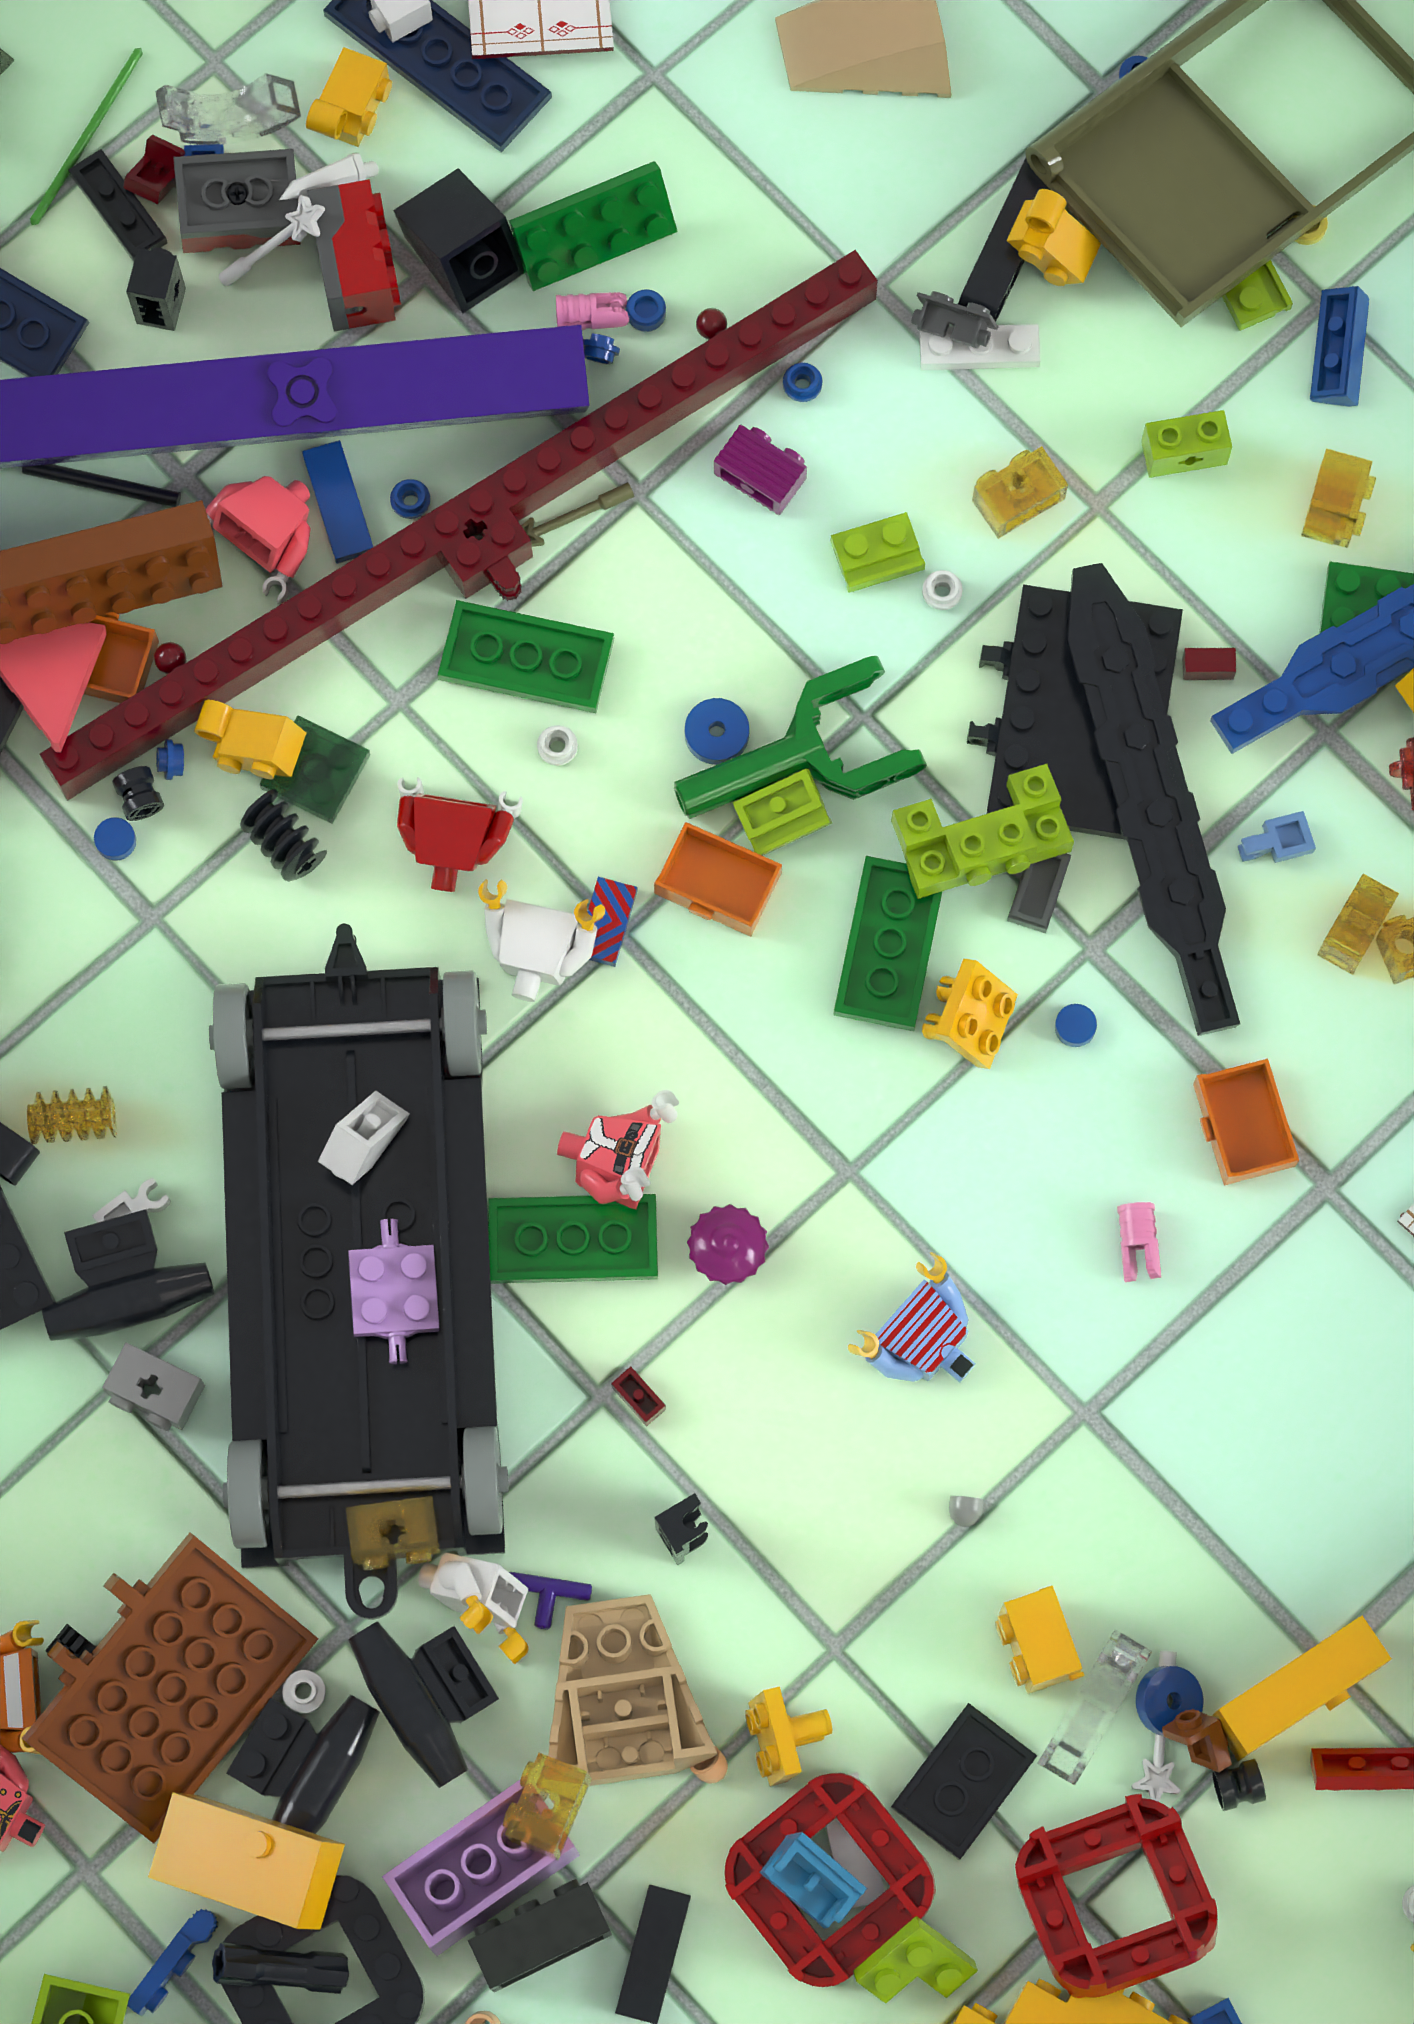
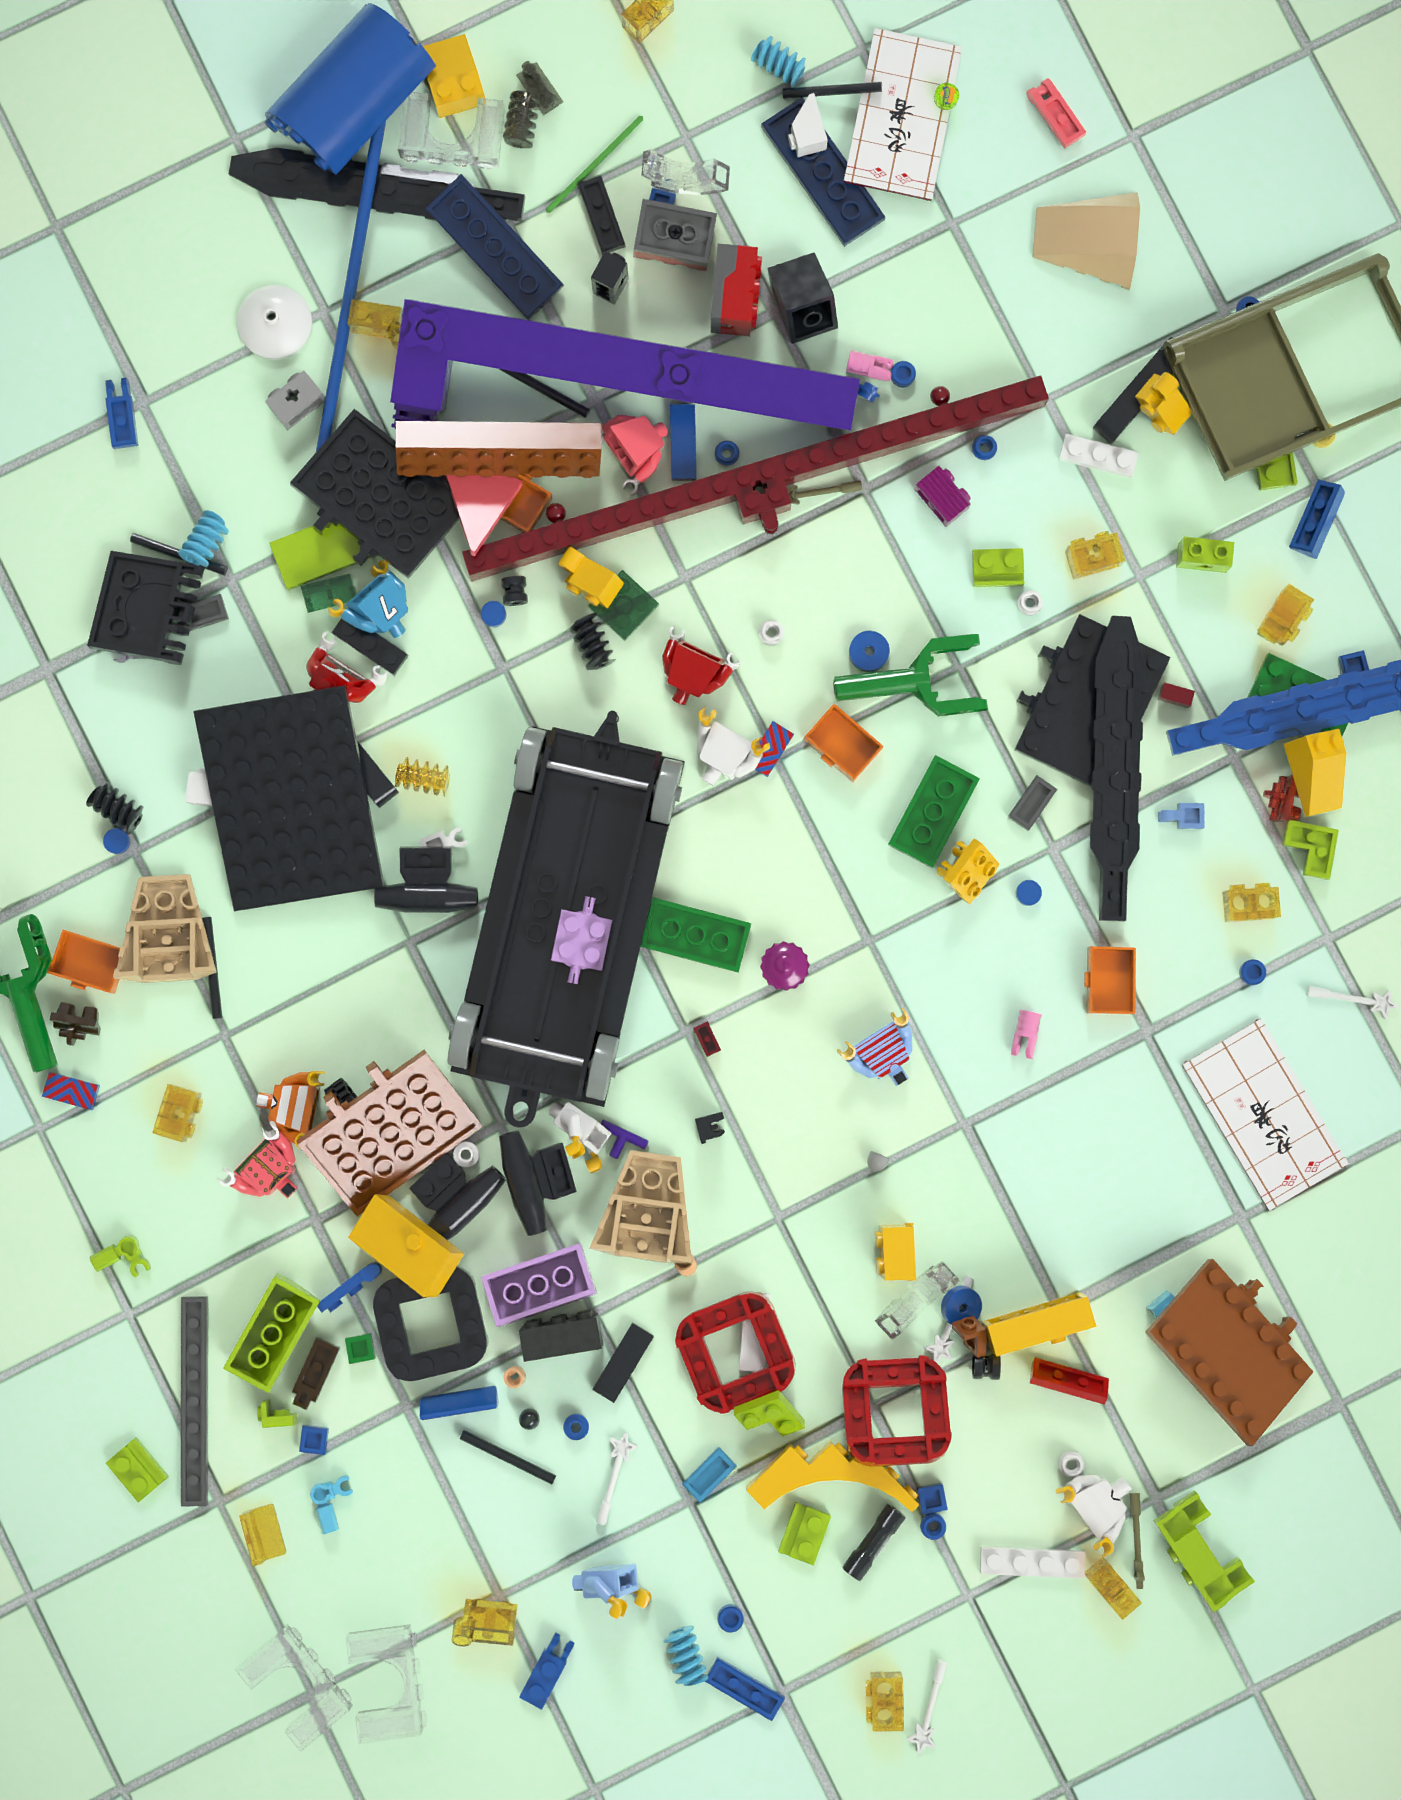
camera: 15 degrees right, 10 degrees up
(138, 1368) = (441, 957): light grey brick -> none
(155, 172) = (629, 201): dark red bracket -> none
(170, 759) = (539, 575): blue plate -> none
(248, 1966) = (391, 1305): black axle -> none
(303, 222) = (709, 263): white piece -> none
(340, 172) = (742, 236): white bar -> none
(350, 98) = (761, 187): yellow hinge -> none
(362, 1137) = (588, 843): white slope -> none
(371, 1521) = (528, 1074): clear yellow brick -> none
(526, 656) = (768, 572): green plate -> none
(551, 1829) = (583, 1281): clear yellow brick -> none
(593, 226) = (886, 313): green plate -> none
(619, 1151) = (737, 893): torso -> none
(781, 1734) = (732, 1262): yellow plate -> none
(782, 812) = (893, 714): lime plate -> none
(812, 1879) = (725, 1351): dark azure hinge -> none
(963, 1781) = (829, 1316): black tile -> none
(969, 322) = (1081, 429): dark grey hinge -> none
(986, 844) = (1009, 770): lime bracket -> none
(1357, 924) = (1215, 881): clear yellow brick -> none

